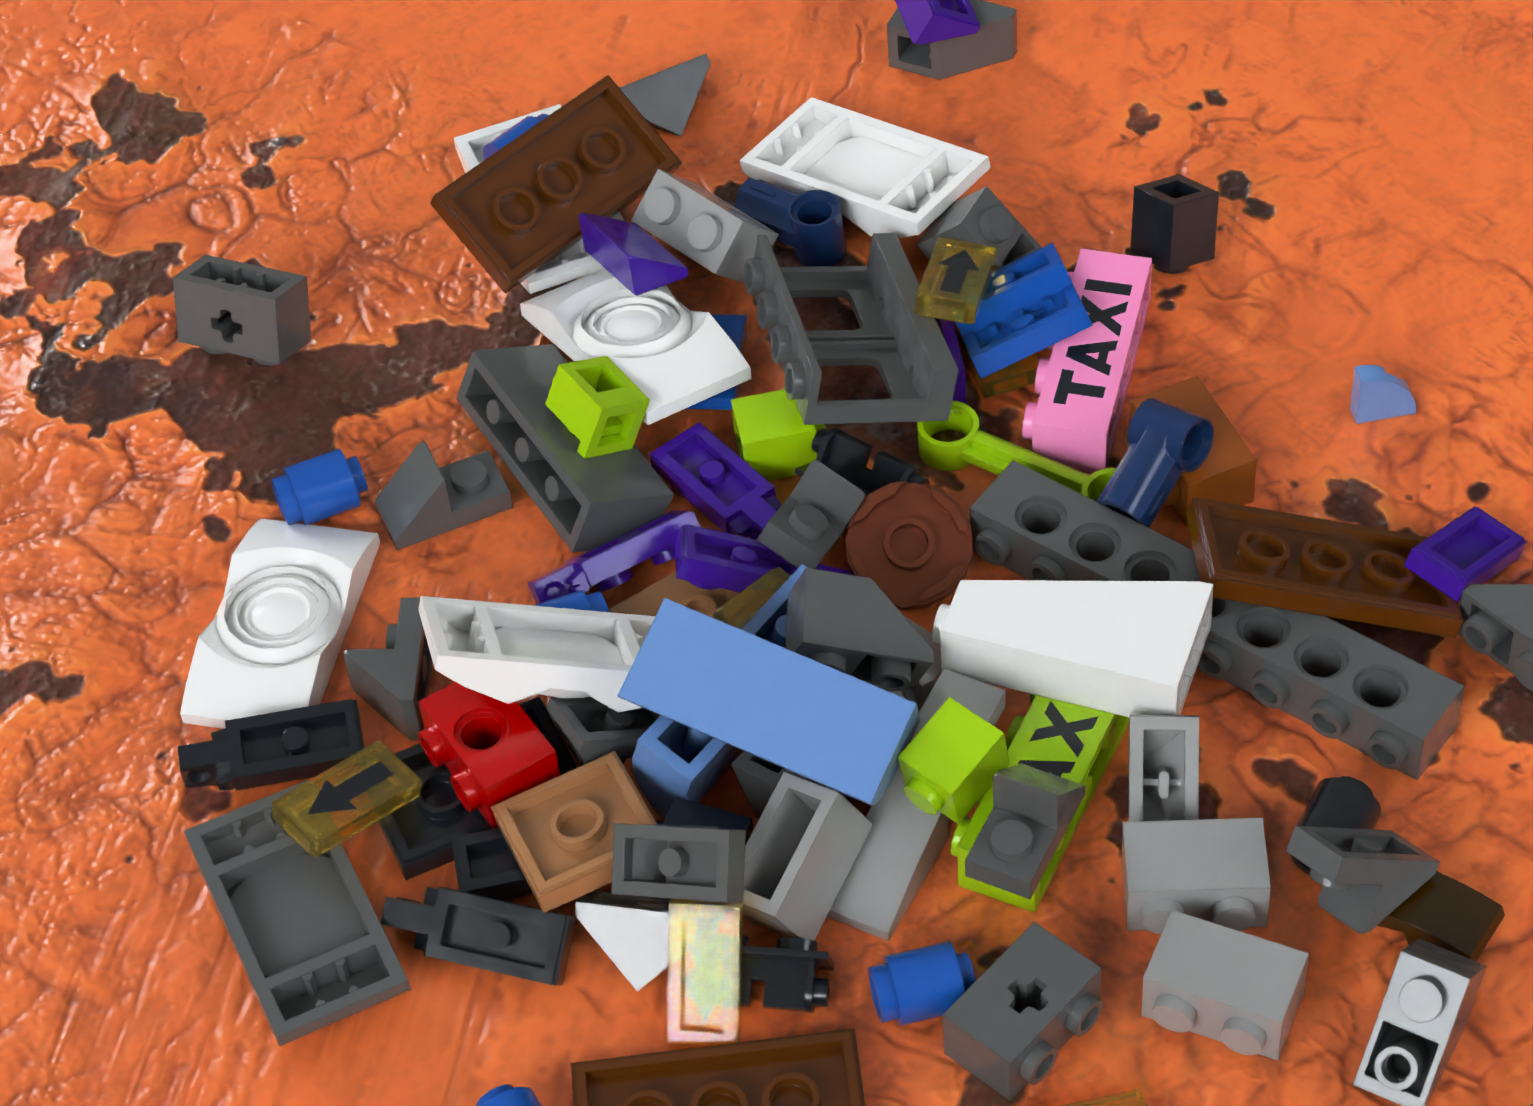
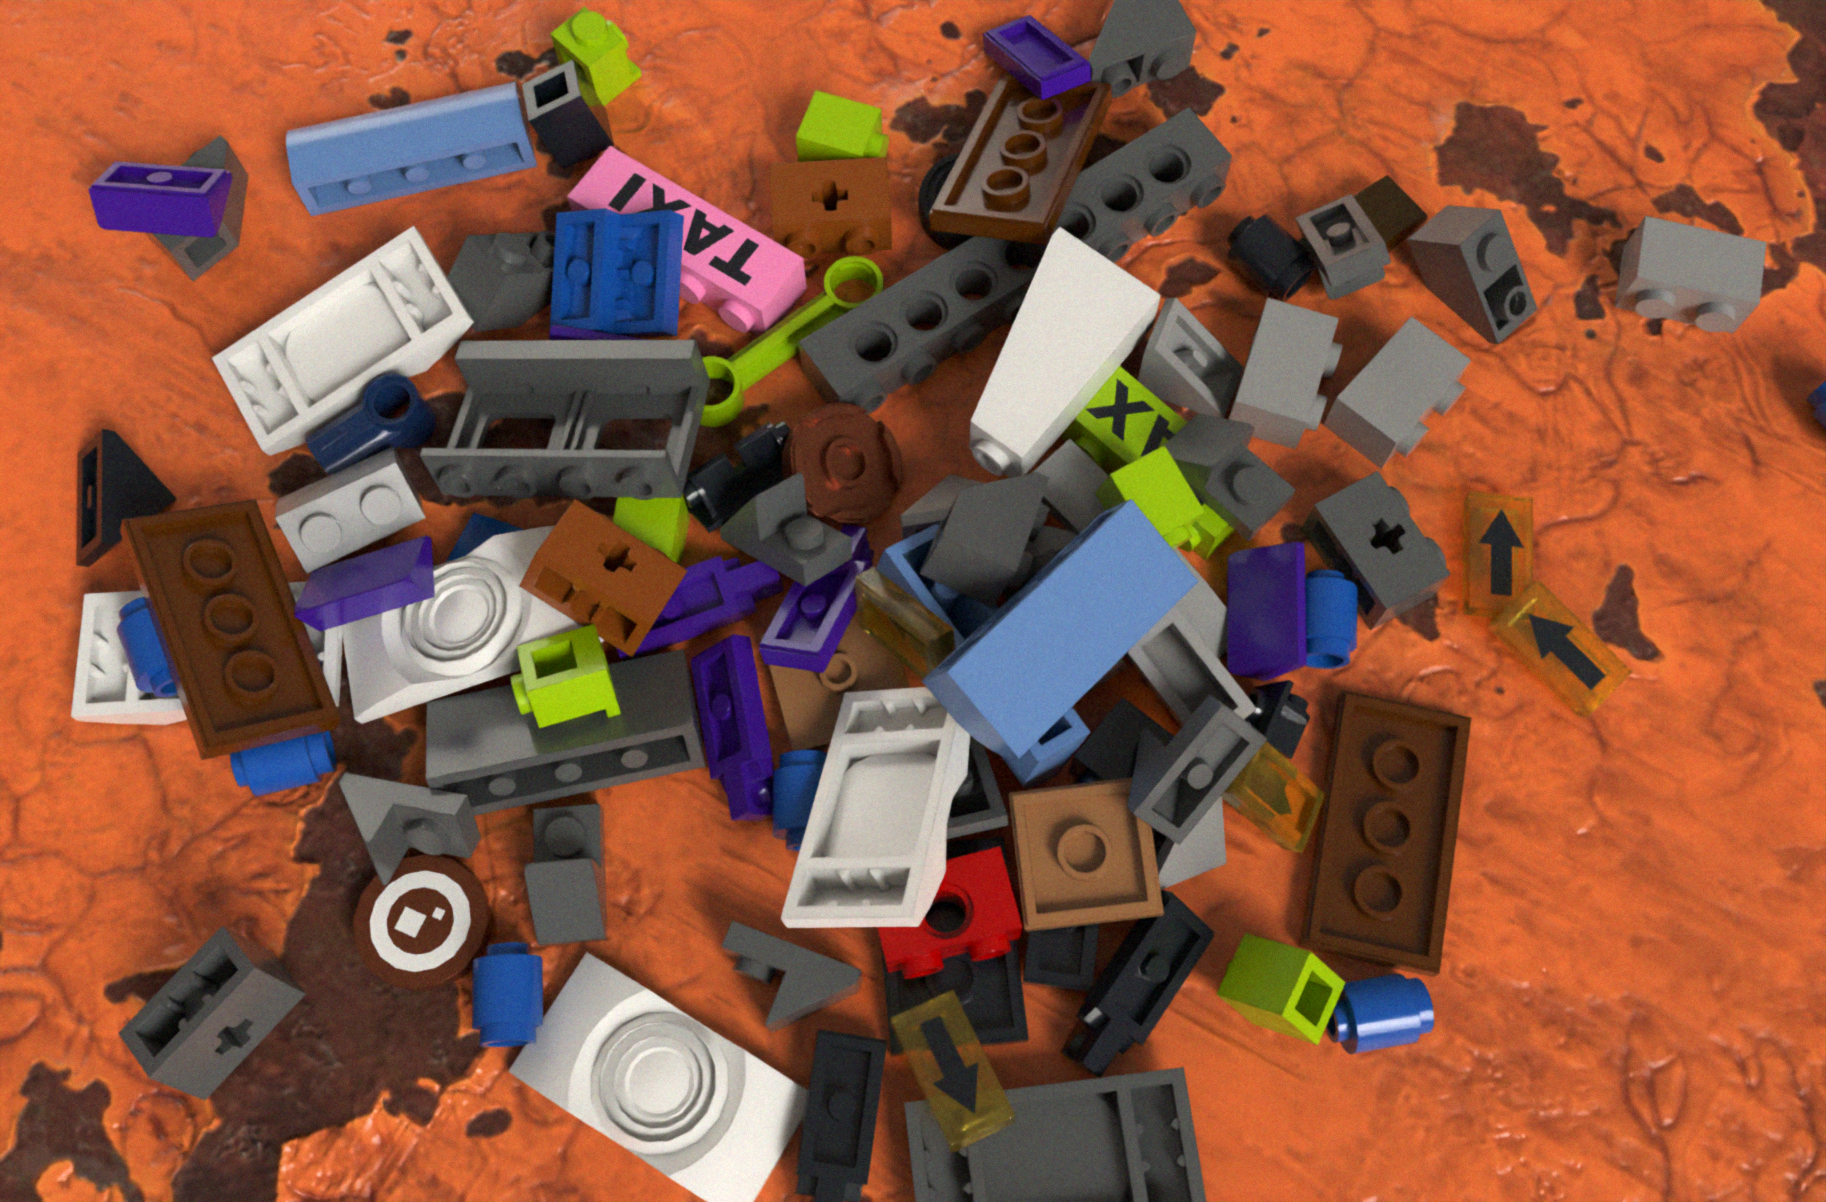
camera: 75 degrees left, 20 degrees up
(368, 417) = (423, 924): none -> copper tile
(437, 358) = (404, 816): none -> dark grey slope
(469, 283) = (285, 764): none -> blue brick
(508, 1035) = (1281, 988): none -> lime brick
(696, 389) = (602, 577): none -> dark orange brick
(907, 926) = (1266, 611): none -> dark purple slope
(955, 280) = (569, 305): clear yellow tile -> none
(1079, 133) = (410, 149): none -> medium blue brick
(1162, 446) = (860, 217): dark blue piece -> none
(1258, 225) = (598, 52): none -> lime brick
(1275, 430) = (840, 130): none -> lime brick
(1379, 395) = (829, 53): medium blue tile -> none

